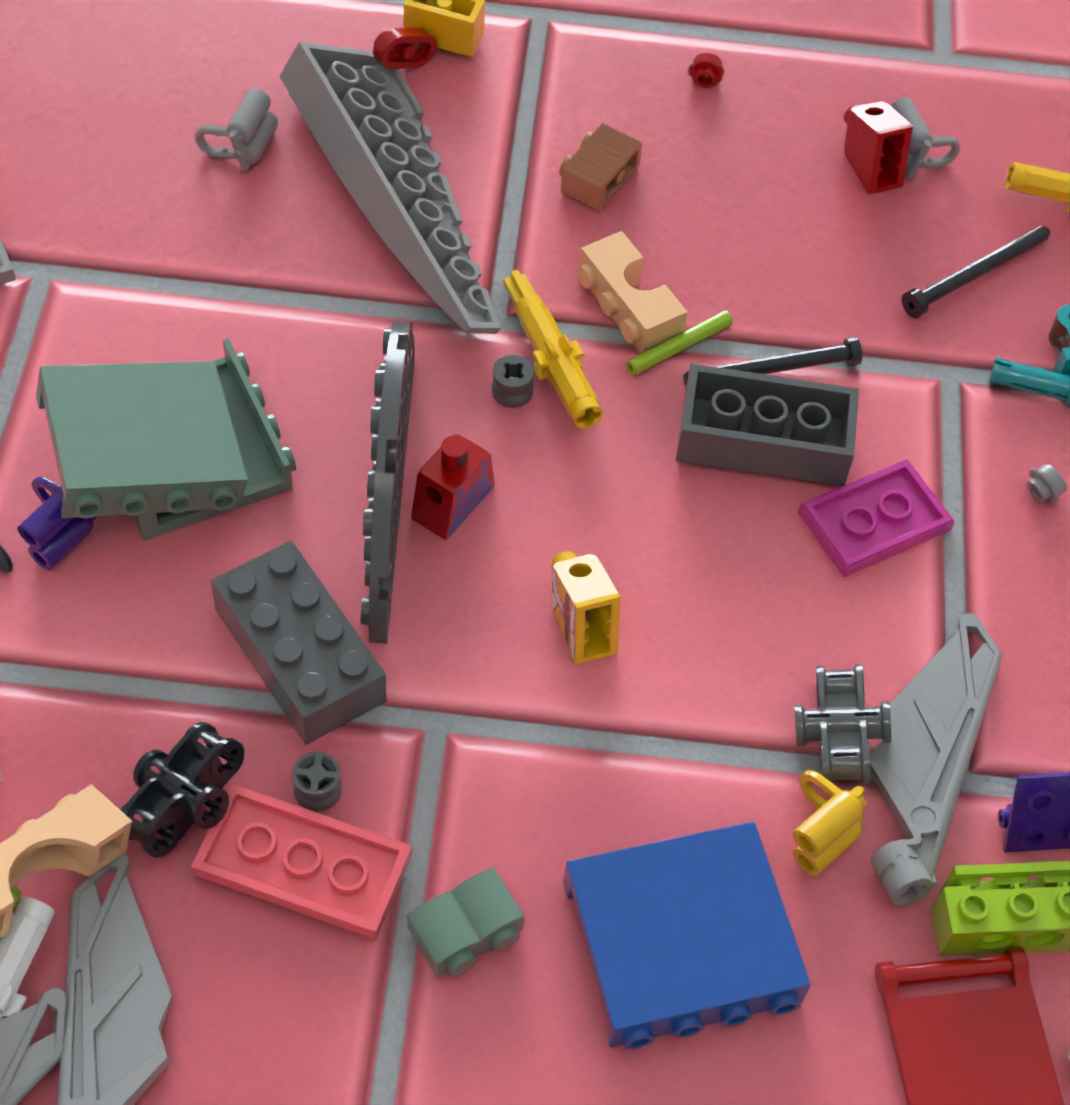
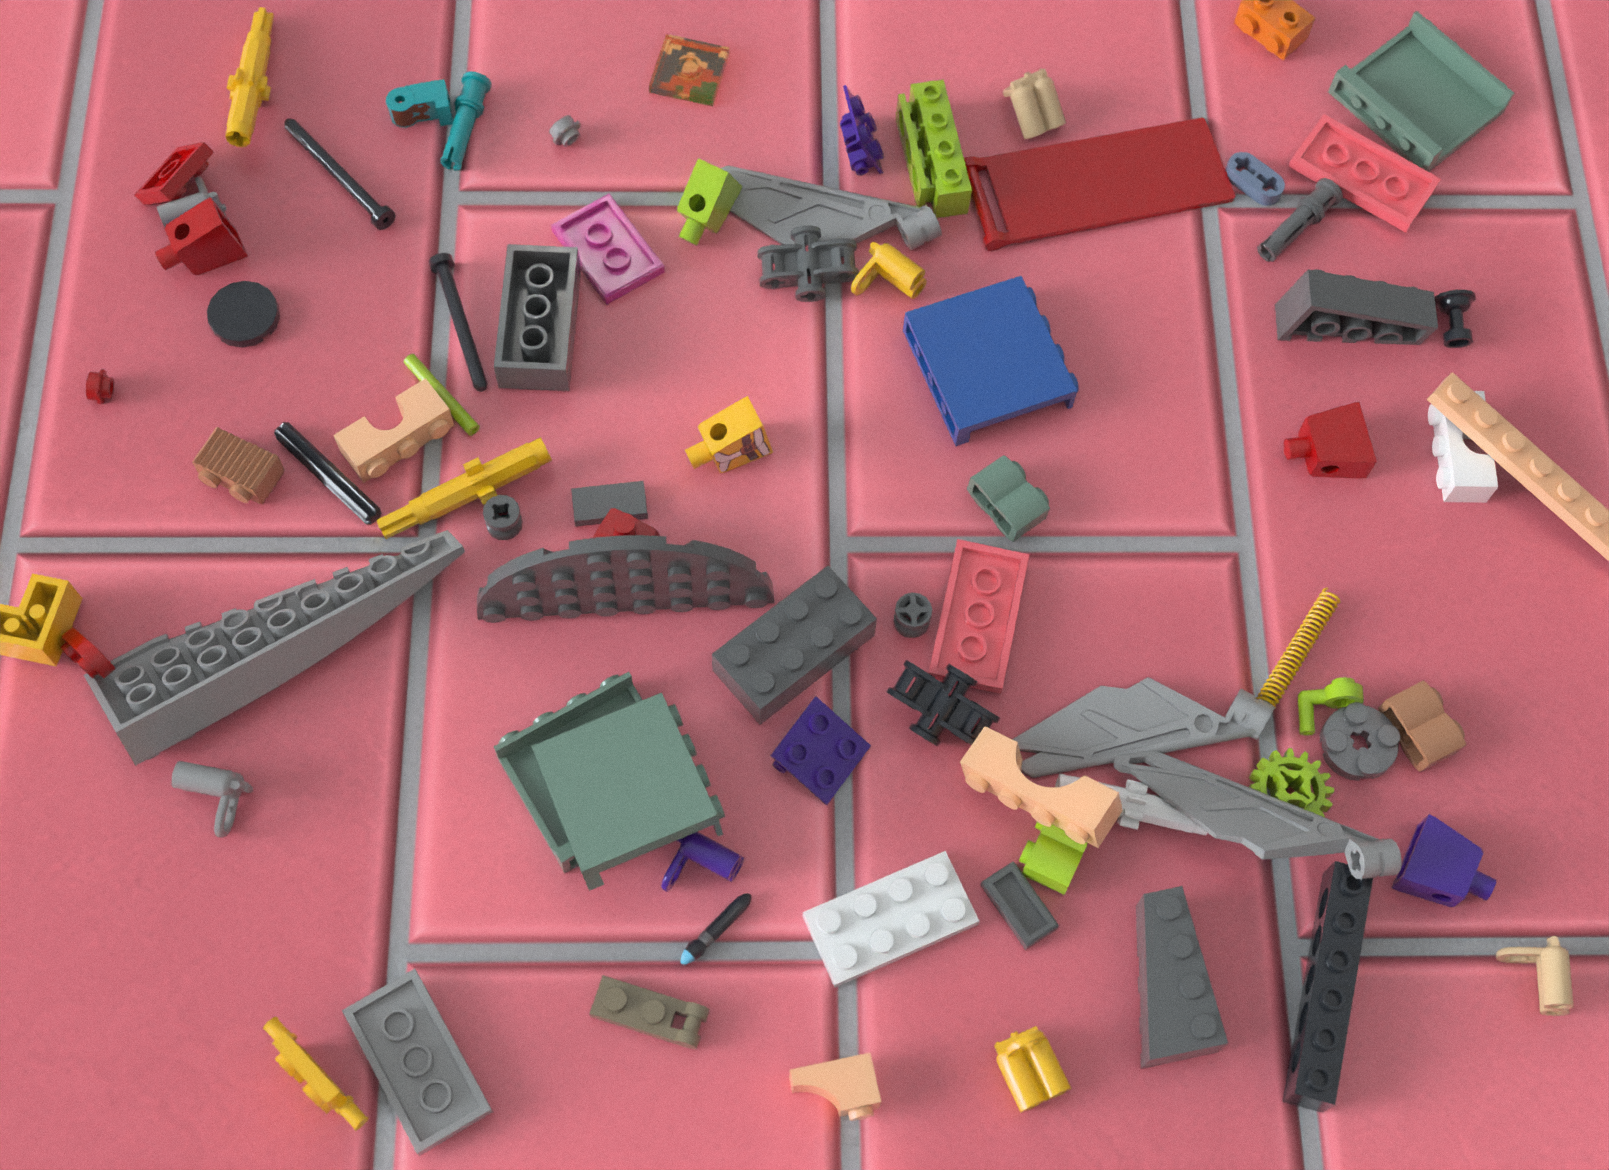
camera: 95 degrees left, 10 degrees up
(160, 655) = (820, 750): none -> dark purple hinge
(521, 485) = (594, 502): none -> dark grey tile
(570, 250) = (327, 473): none -> black axle
(791, 183) = (243, 313): none -> black tile
(937, 612) = (706, 200): none -> lime torso
(949, 119) = (170, 178): none -> red plate

